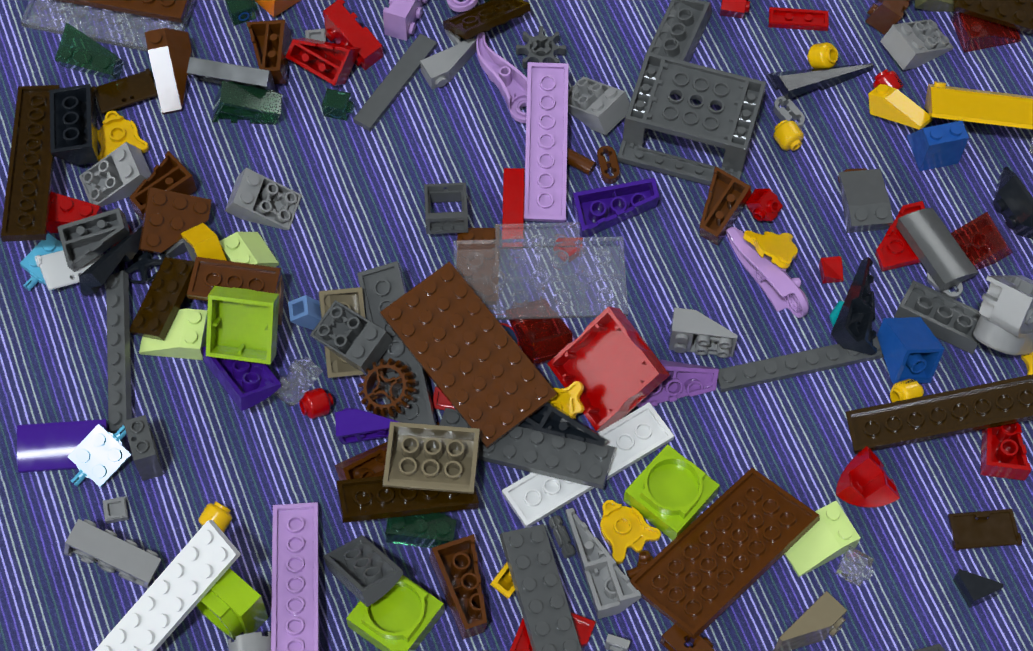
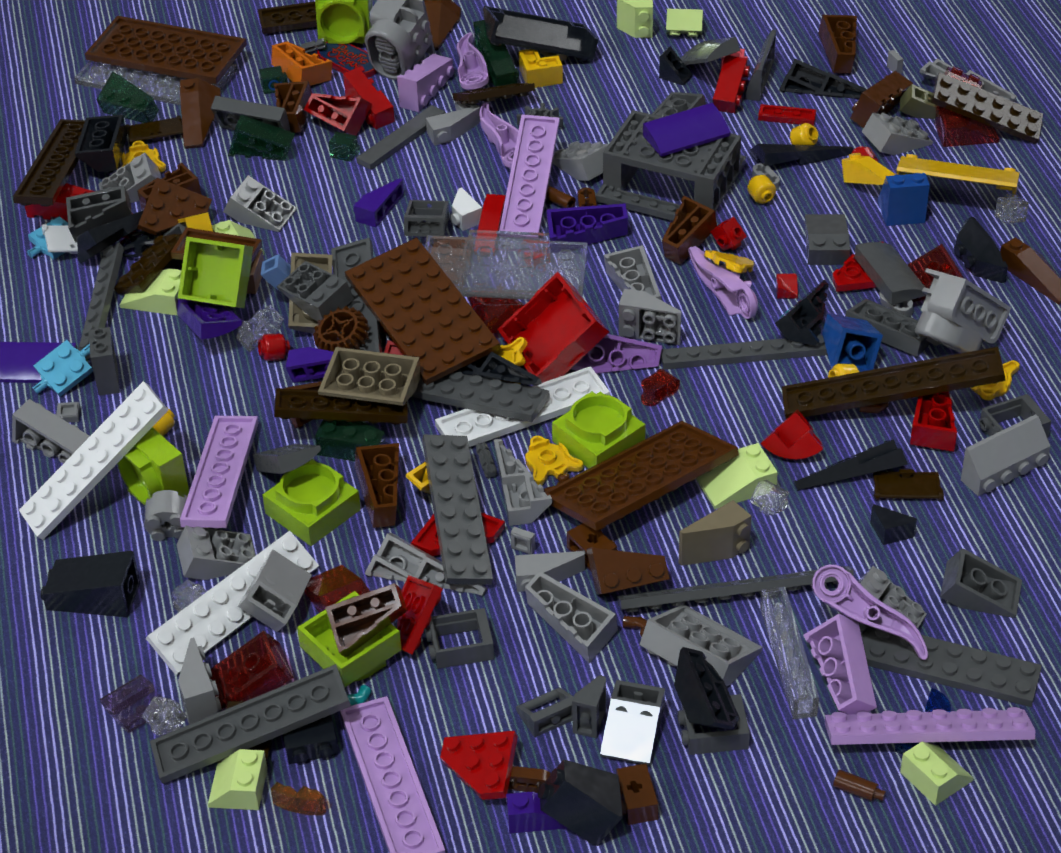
camera: 10 degrees right, 20 degrees down
(388, 186) = (378, 203): none -> dark purple slope
(484, 190) = (465, 211): none -> white slope
(676, 275) = (631, 270): none -> light grey wedge
(709, 82) = (685, 129): none -> dark purple slope
(721, 423) = (658, 387): none -> clear red piece
(947, 503) = (871, 460): none -> black wedge

